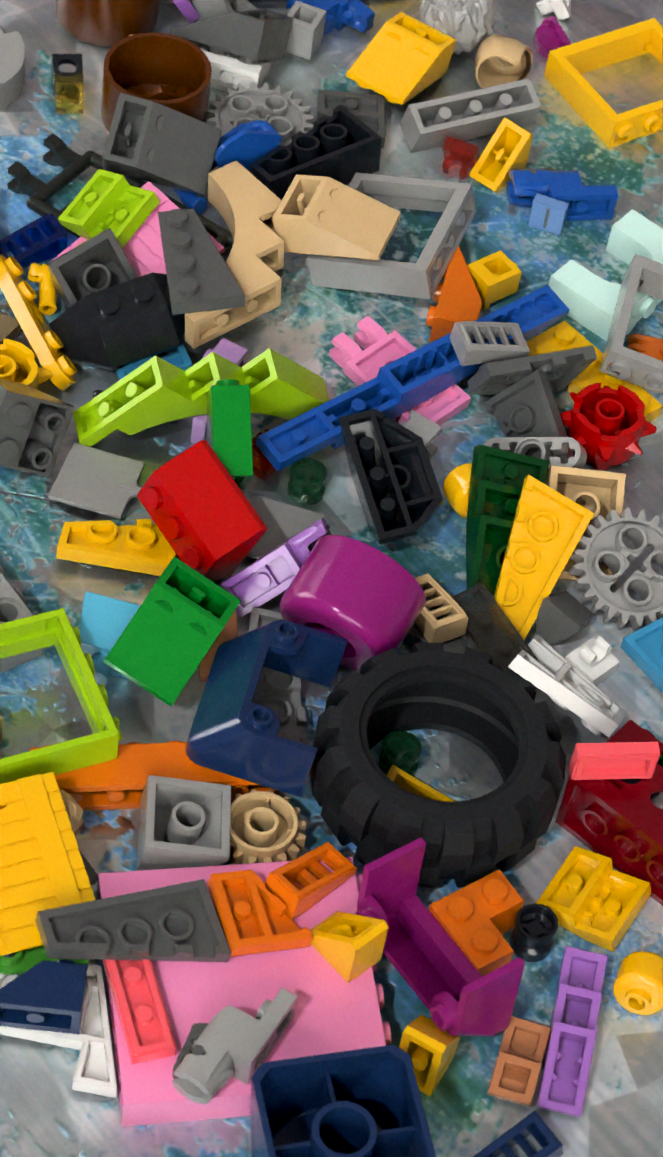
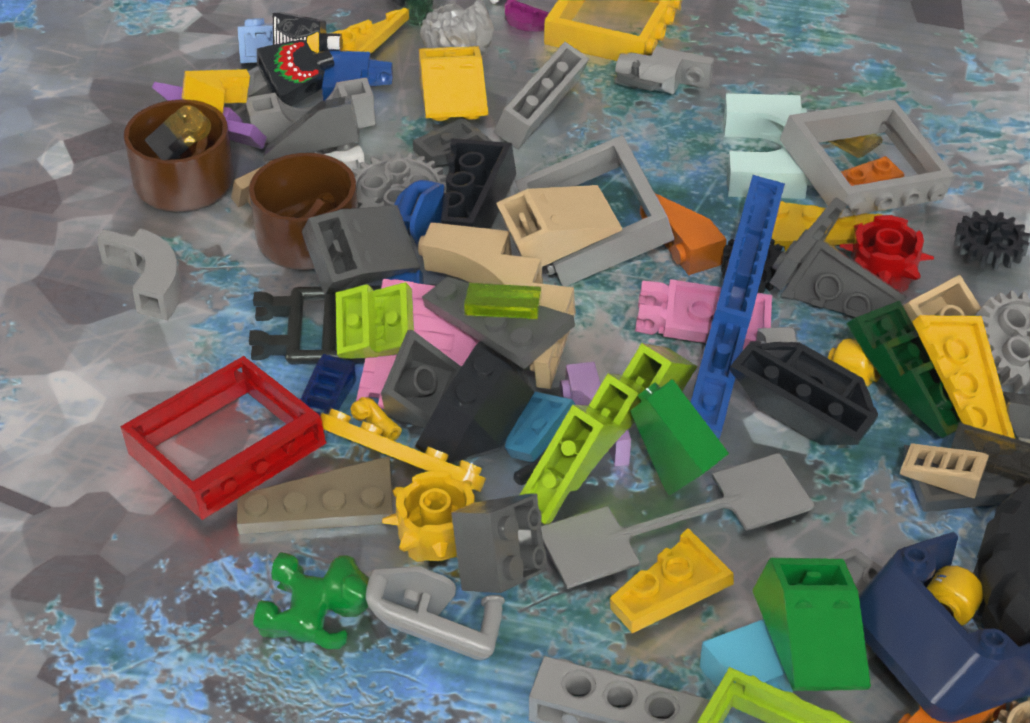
camera: 30 degrees left, 5 degrees down
(67, 86) = (220, 249): clear yellow leg -> none
(201, 249) = (503, 300): none -> clear neon green tile
(202, 512) = (719, 511): red slope -> none
(274, 570) = (817, 508): medium lavender plate -> none
(307, 481) = (740, 435): clear green wheel -> none
(308, 689) = (957, 591): none -> yellow head
(355, 596) = (914, 496): magenta piece -> none
(459, 153) = (562, 126): clear red tile -> none
(476, 353) = (766, 241): light grey slope -> none
(495, 277) = (690, 193): yellow brick -> none
(501, 61) = (517, 48): tan piece -> none
(505, 151) = (594, 110): yellow slope -> none
(548, 214) = (668, 132): medium blue tile -> none
(558, 445) = (890, 286): light grey beam -> none
(566, 186) = (658, 114): blue plate -> none
(611, 159) = (664, 70): none -> light grey plate

